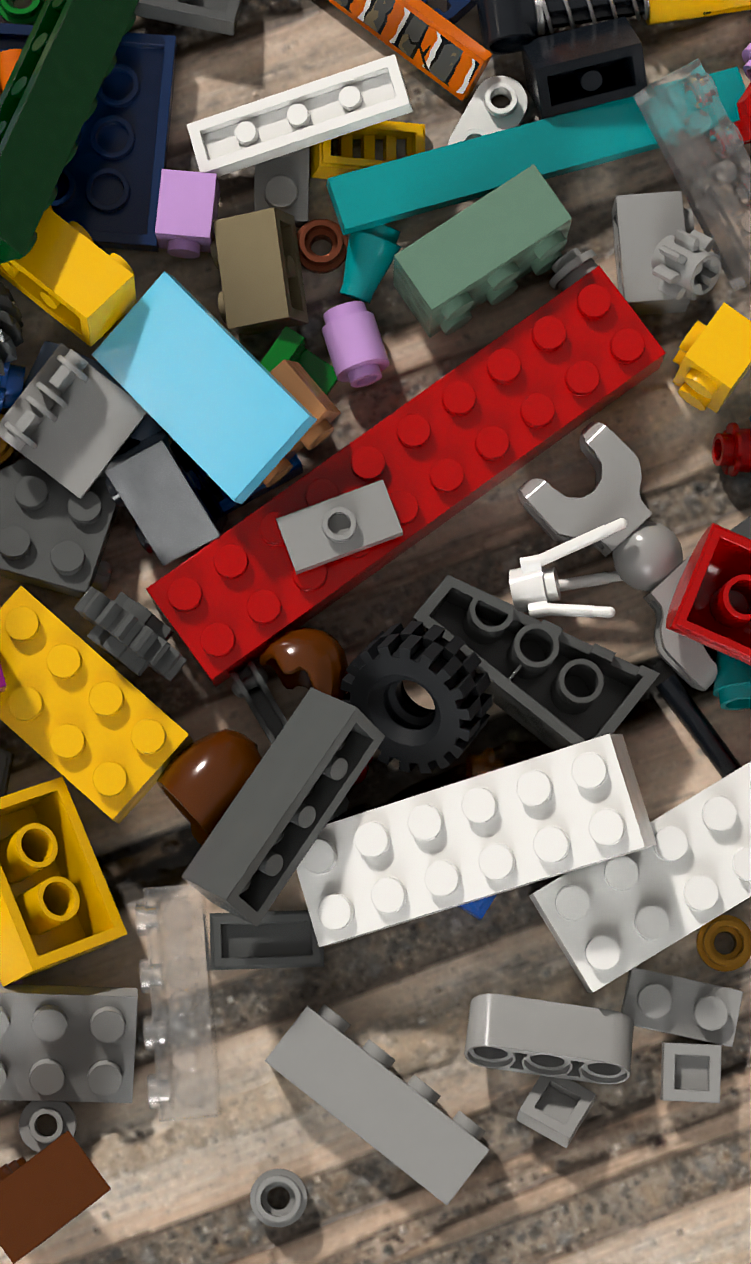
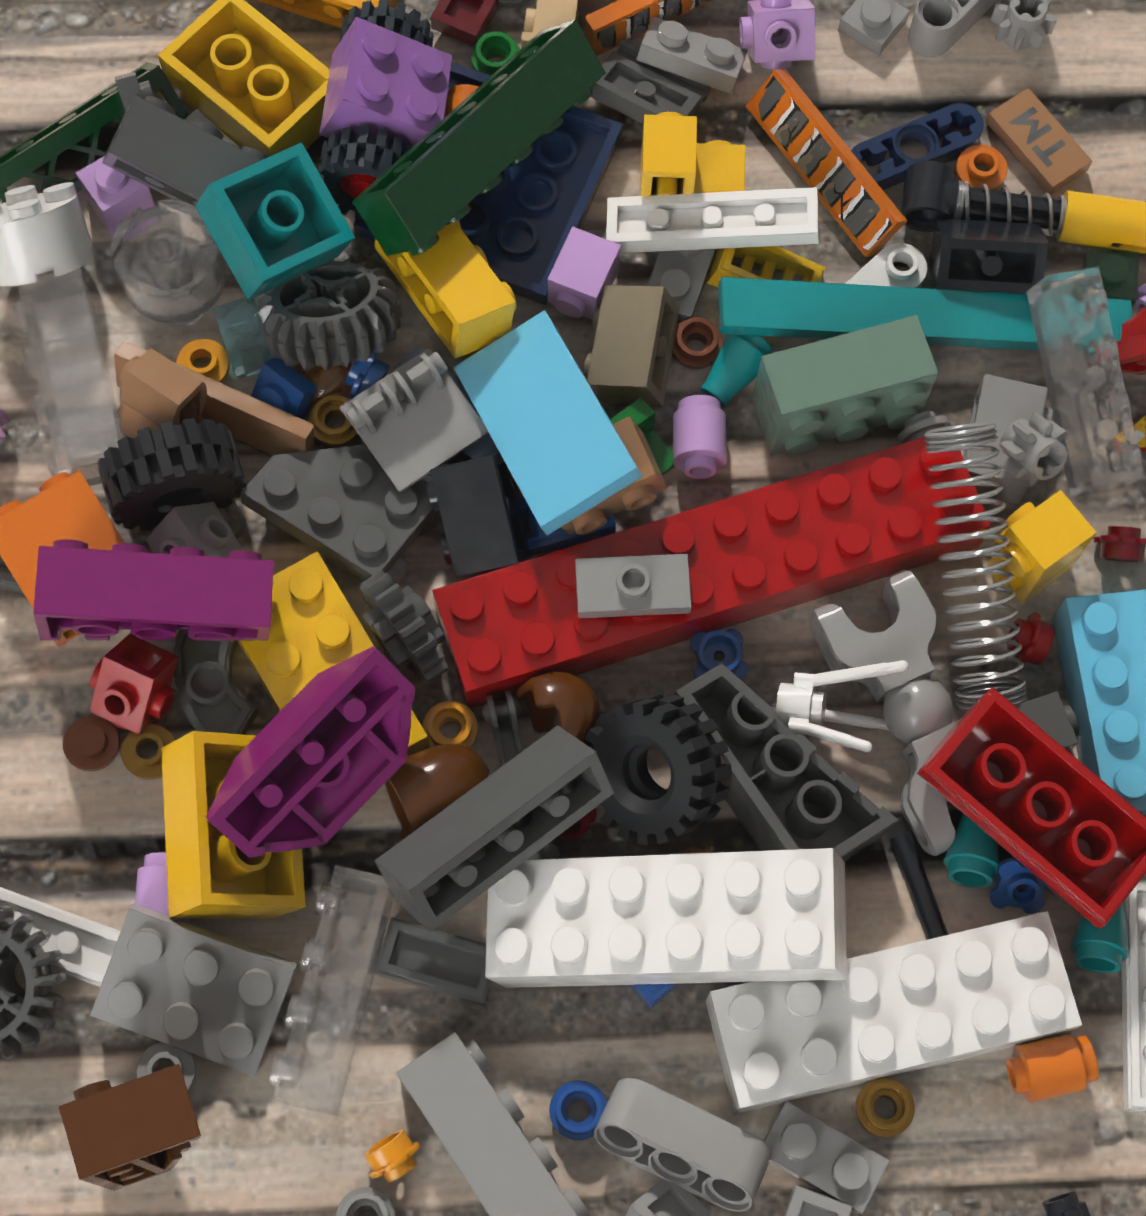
camera: 15 degrees right, 10 degrees down
(93, 796) = (318, 758): none -> magenta wedge
(199, 696) = (450, 712): none -> light orange plate
(253, 68) = (679, 165): none -> yellow brick
(284, 1134) = (392, 1156): none -> light orange plate
(424, 1031) = (571, 1092): none -> blue plate
(444, 544) = (727, 642): none -> blue plate
(607, 289) = (966, 438): none -> light grey piece
(712, 41) = (1117, 270): none -> clear green plate

